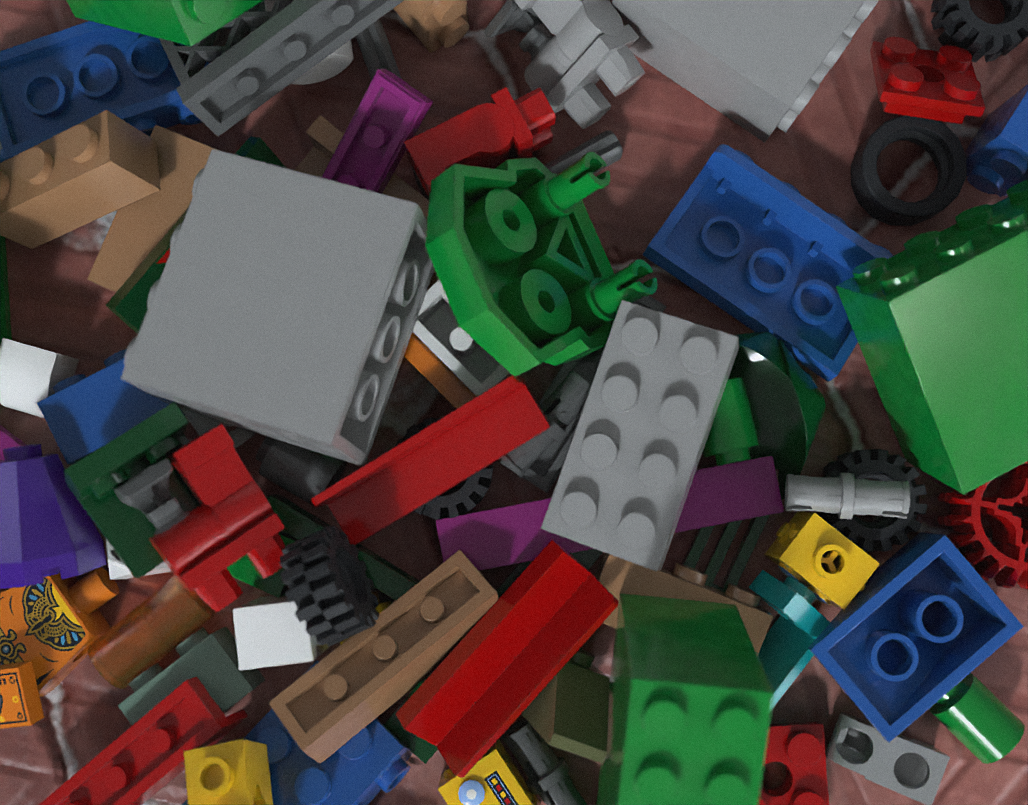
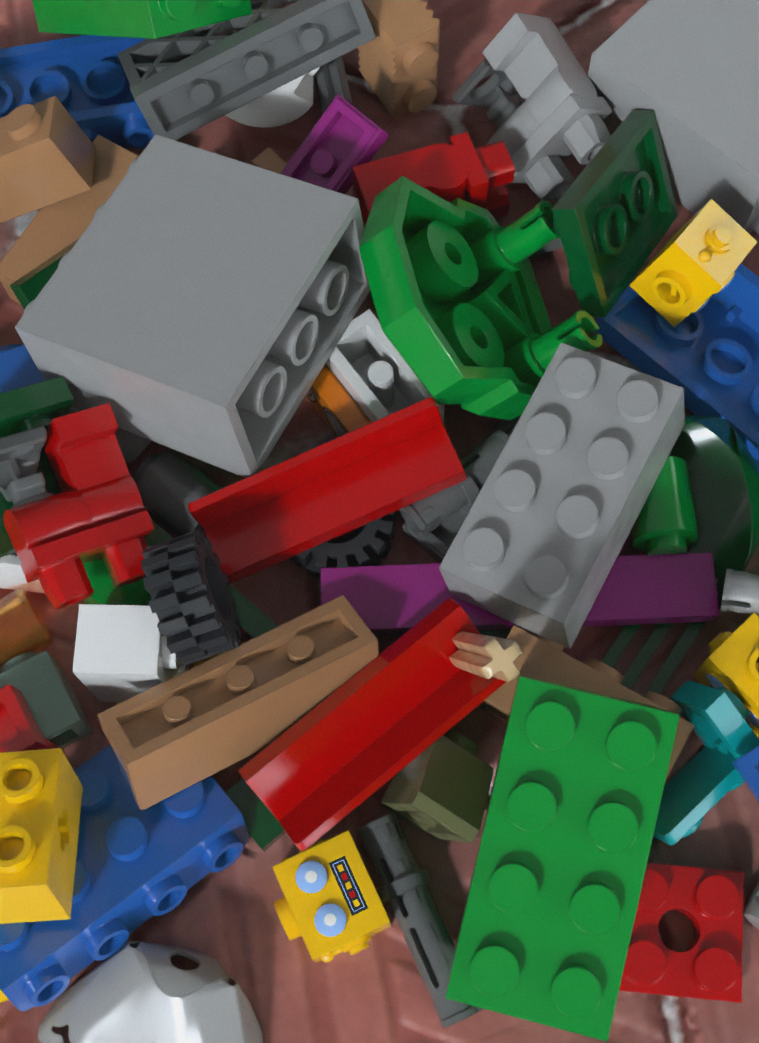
camera: 10 degrees right, 15 degrees down
(595, 620) = (486, 656): none -> tan axle
(654, 145) = (616, 213): none -> dark green plate
(732, 189) = (694, 264): none -> yellow head

